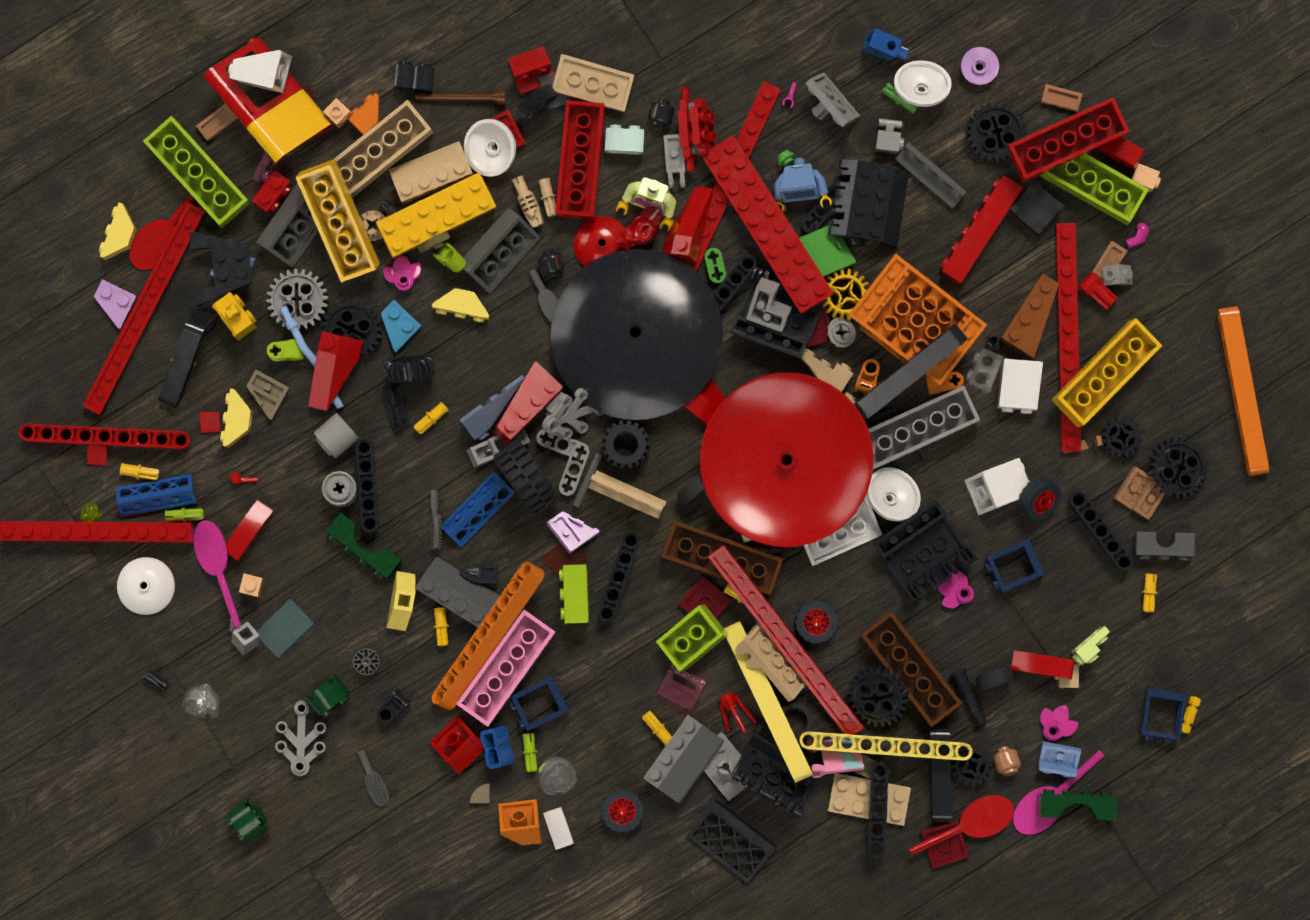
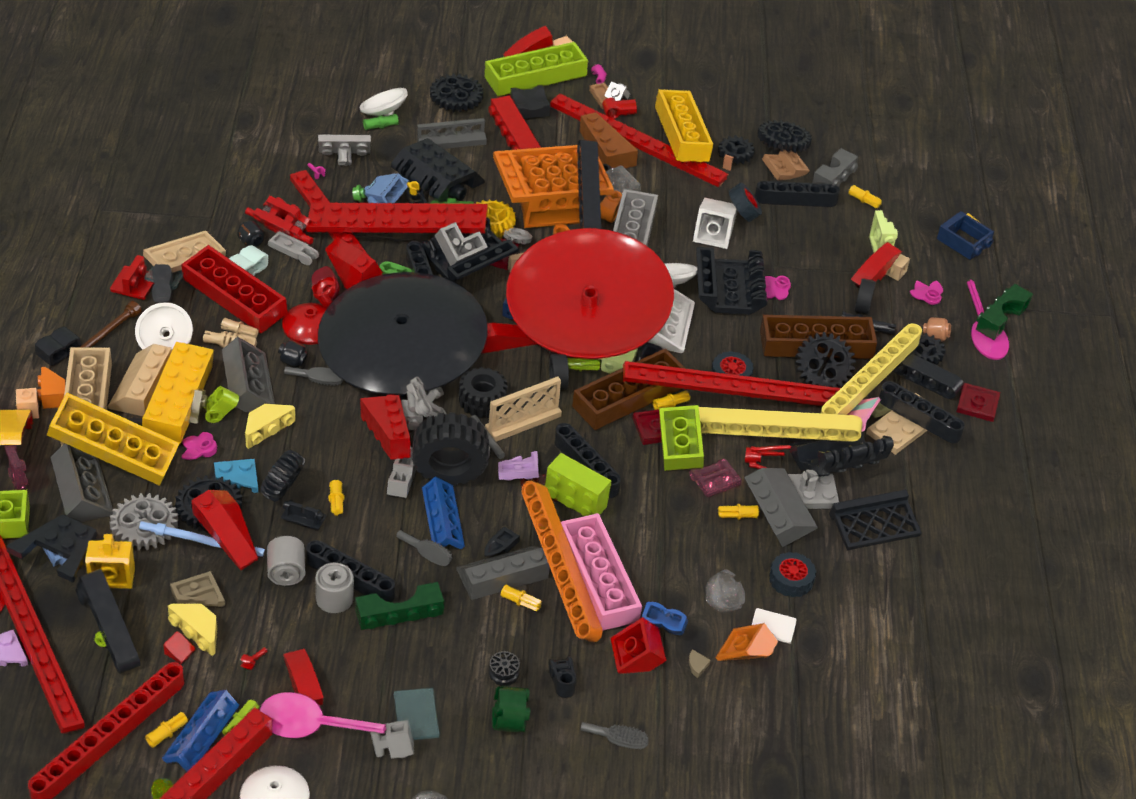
camera: 60 degrees left, 40 degrees down
(97, 454) = (116, 751): red slope -> none
(251, 585) = (355, 705): light nougat brick -> none
(272, 192) = (39, 482): red brick -> none
(289, 351) = (177, 556): lime piece -> none
(300, 741) = (532, 764): light grey plant -> none
(401, 601) = (476, 608): light yellow slope -> none
(483, 418) = (371, 458): sand blue wedge -> none
(529, 752) = (687, 605): lime axle -> none
(557, 696) = (654, 557): dark blue window -> none
(650, 194) = (301, 268): yellowish green torso -> none
(771, 660) = (735, 403): tan hinge -> none
(876, 44) = (334, 104): blue torso -> none
(887, 140) = (401, 138): light grey brick -> none
(978, 820) = (975, 369): red piece -> none
(981, 56) = (402, 75): lavender dish -> none
(1019, 385) = (650, 168): white slope -> none
(1031, 557) = (787, 236): dark blue window -> none
(1059, 759) = (956, 303): medium blue bracket -> none
(1061, 98) = (466, 58): nougat tile -> none
(1067, 140) = (501, 48): red brick -> none
(1243, 391) = (757, 84): orange beam -> none

